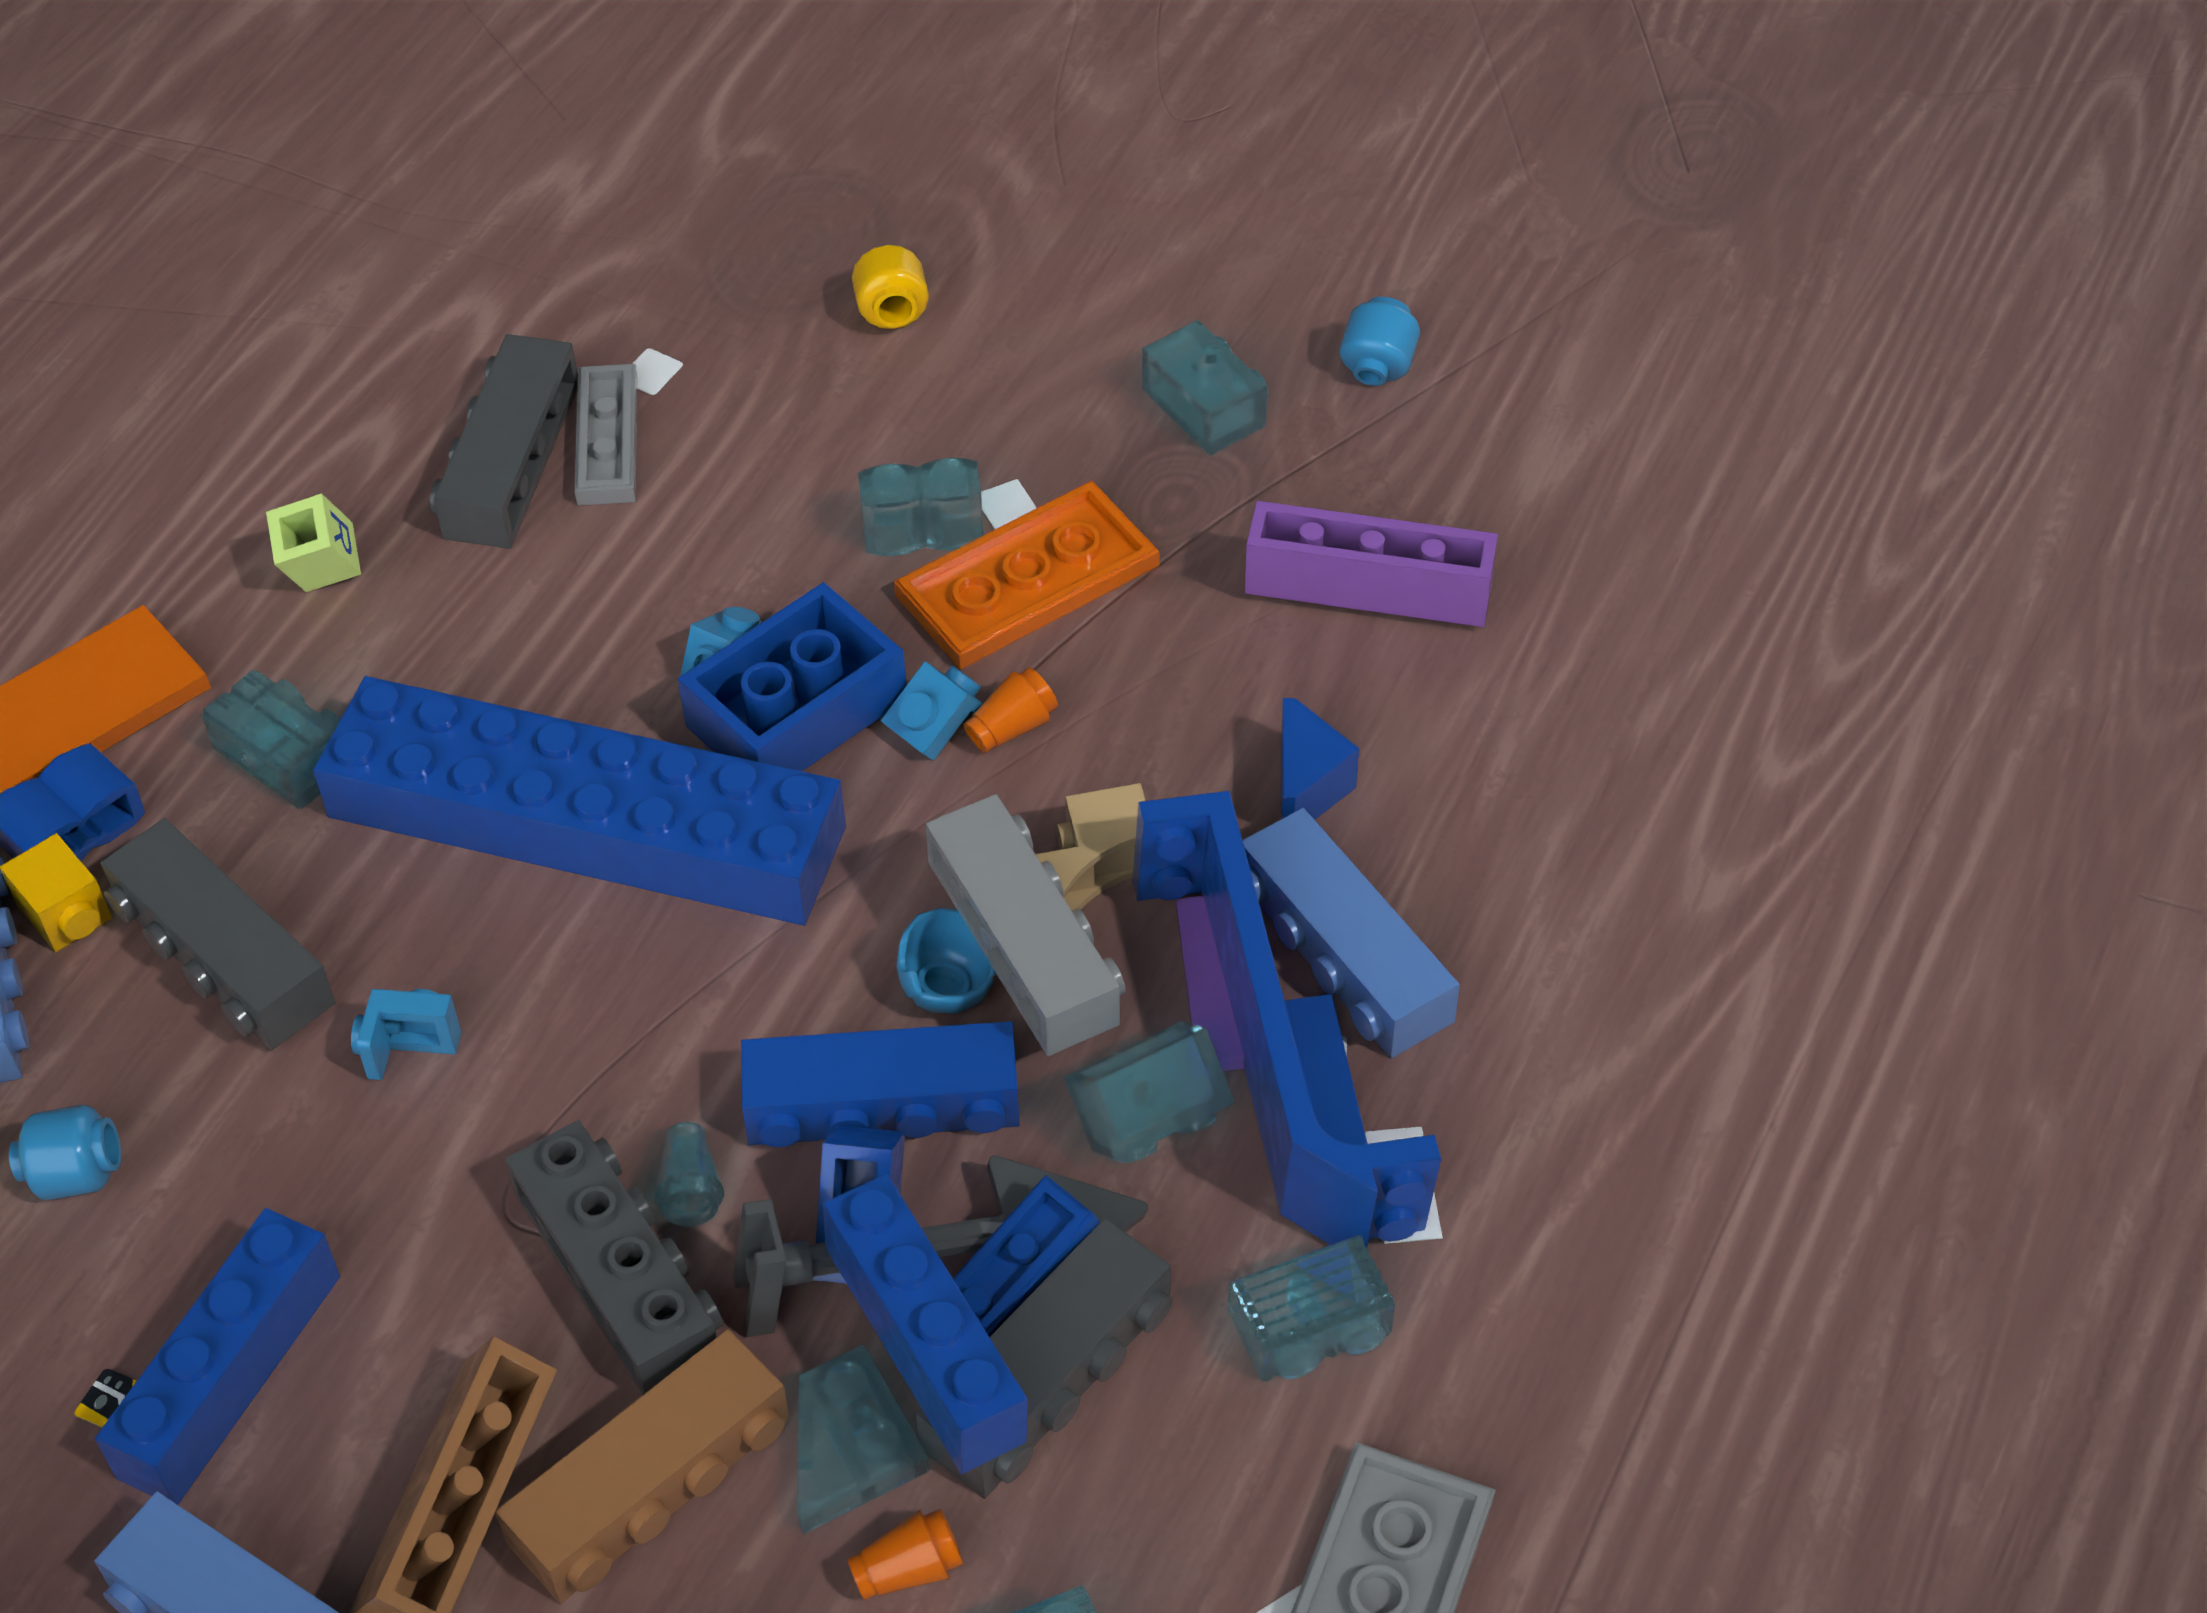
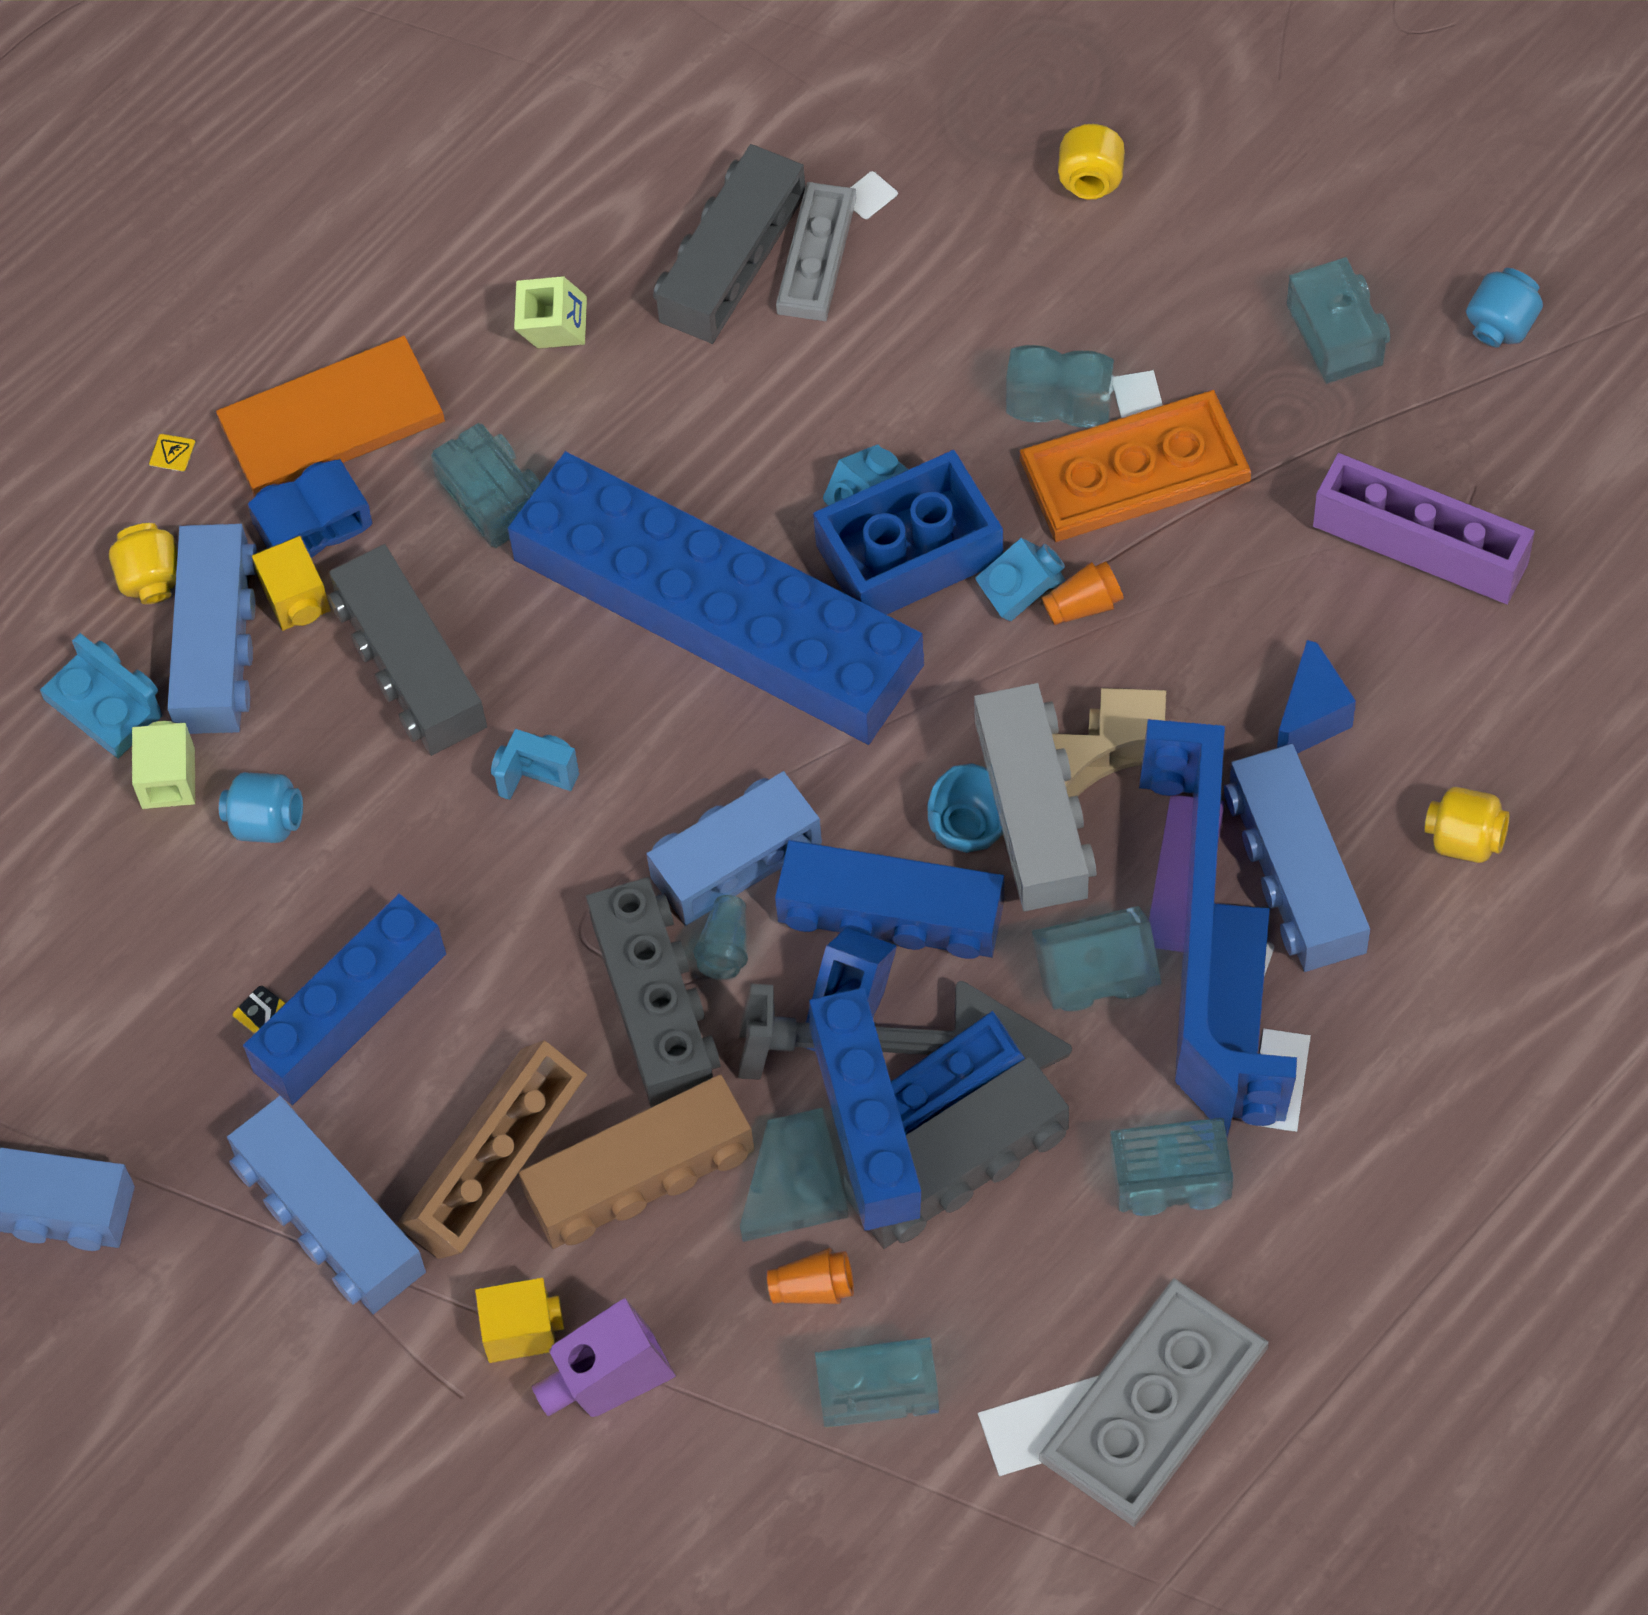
camera: 20 degrees right, 10 degrees up
(671, 1067) = (732, 846): none -> medium blue brick
(1526, 854) = (1467, 824): none -> yellow head

